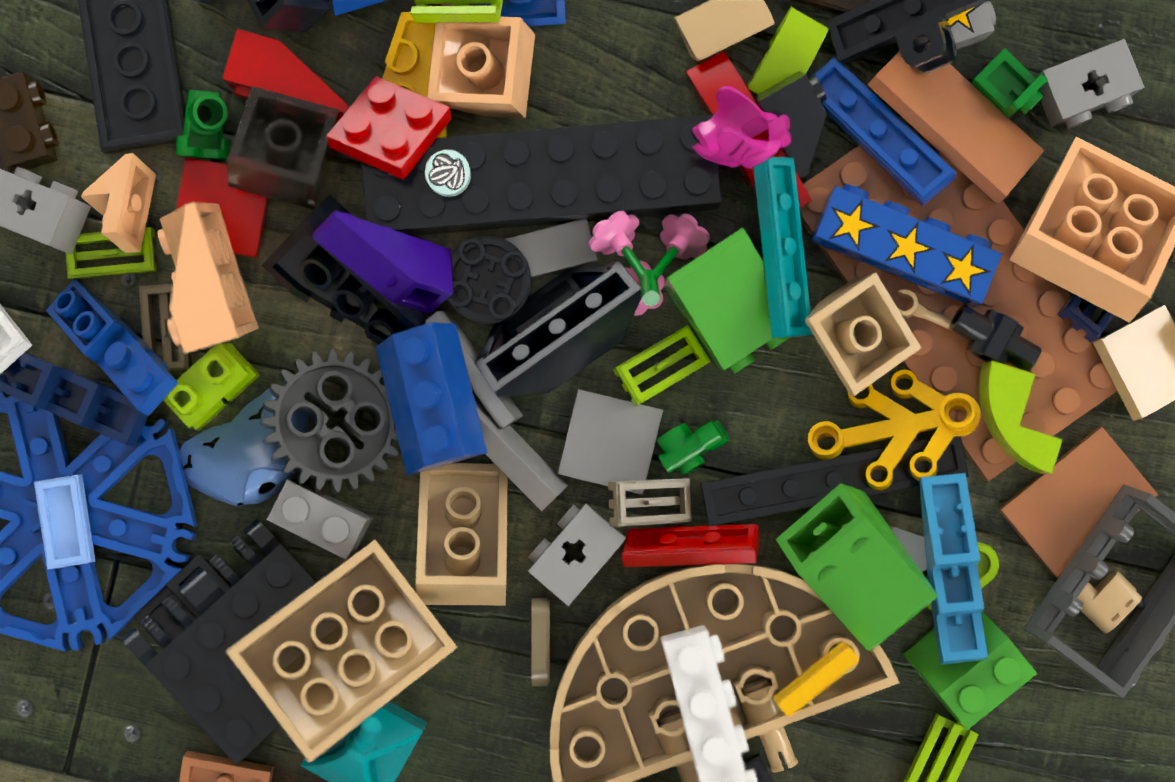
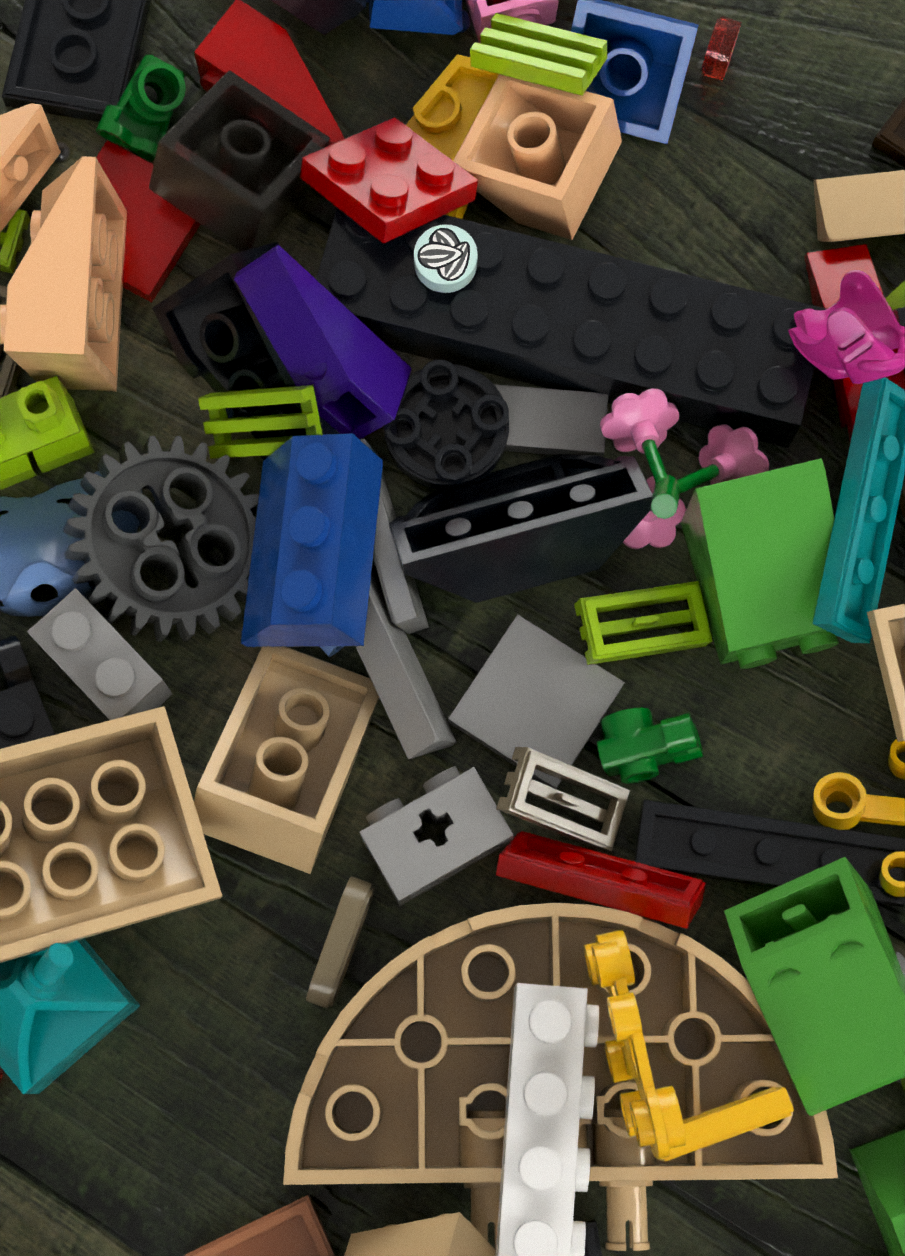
camera: 15 degrees right, 10 degrees down
(370, 337) = (222, 427): none -> lime tile
(772, 698) = (648, 1112): none -> yellow plant

